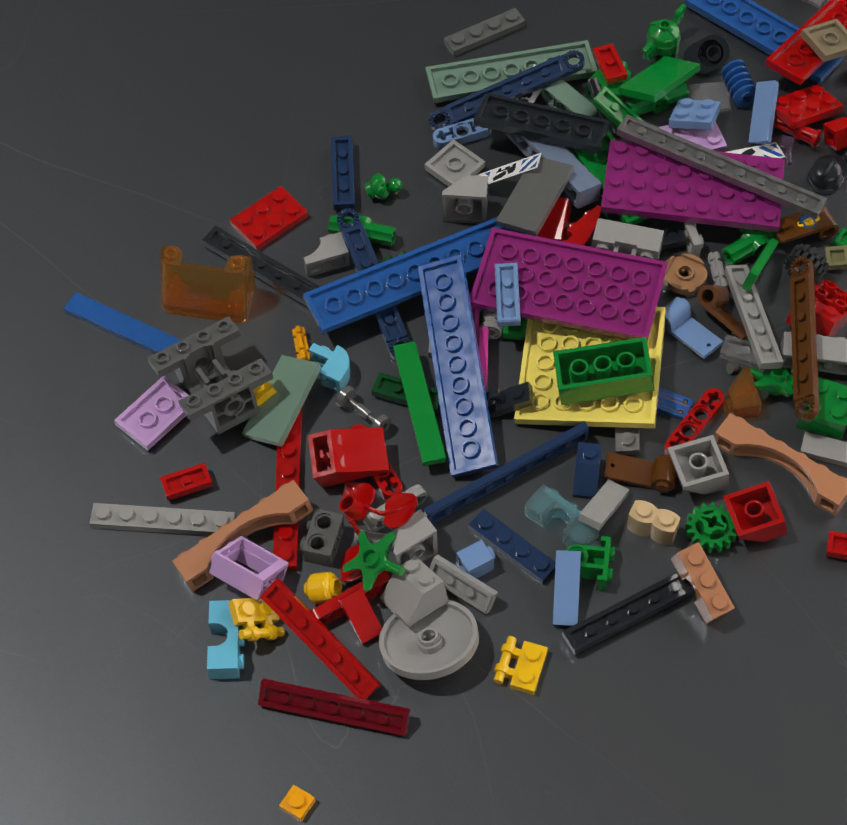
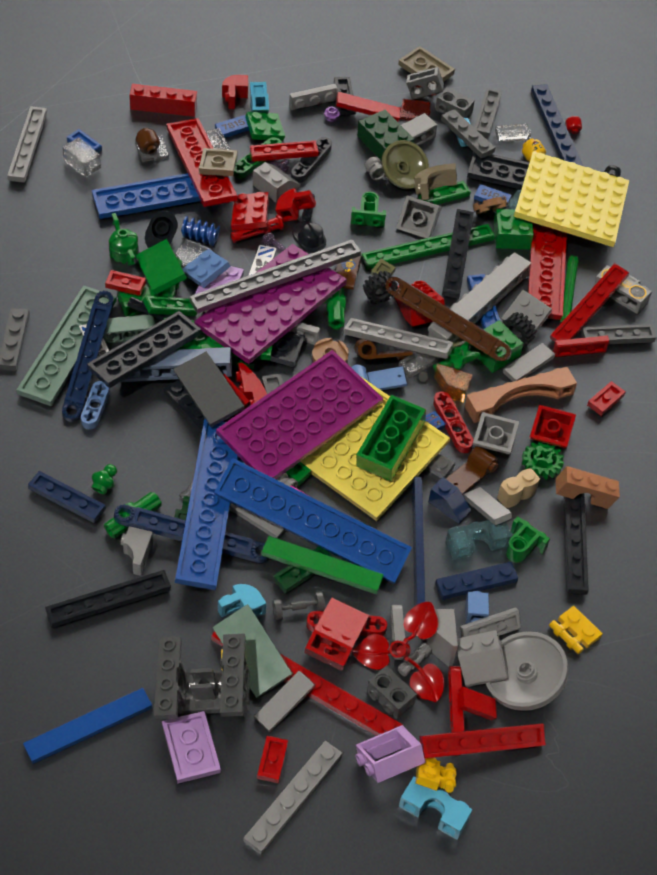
camera: 65 degrees left, 5 degrees down
(206, 290) = (107, 649): clear orange windscreen -> none
(250, 456) = (284, 701): none -> light grey tile
(269, 218) = (64, 569): red plate -> none
(282, 507) = (359, 786): nougat arch -> none
(297, 803) = (600, 834): light orange plate -> none
(301, 343) = (205, 612): light orange axle -> none
(322, 587) = (436, 716): yellow head -> none
(334, 707) = (538, 765): dark red plate -> none
(373, 559) = (444, 665): green animal -> none
(454, 163) = (123, 425): light grey plate -> none
(466, 200) = (172, 431): light grey slope -> none
(507, 294) = (283, 453): medium blue tile -> none
(510, 399) = (362, 505): black hinge -> none
(512, 169) = (164, 396): white sticker -> none
(566, 587) = (538, 565): medium blue tile -> none
(628, 239) = (285, 364): light grey piece -> none
(717, 269) = (340, 335): light grey axle -> none
(760, 264) = (362, 309): green tile -> none
(763, 112) = (238, 232): medium blue tile -> none

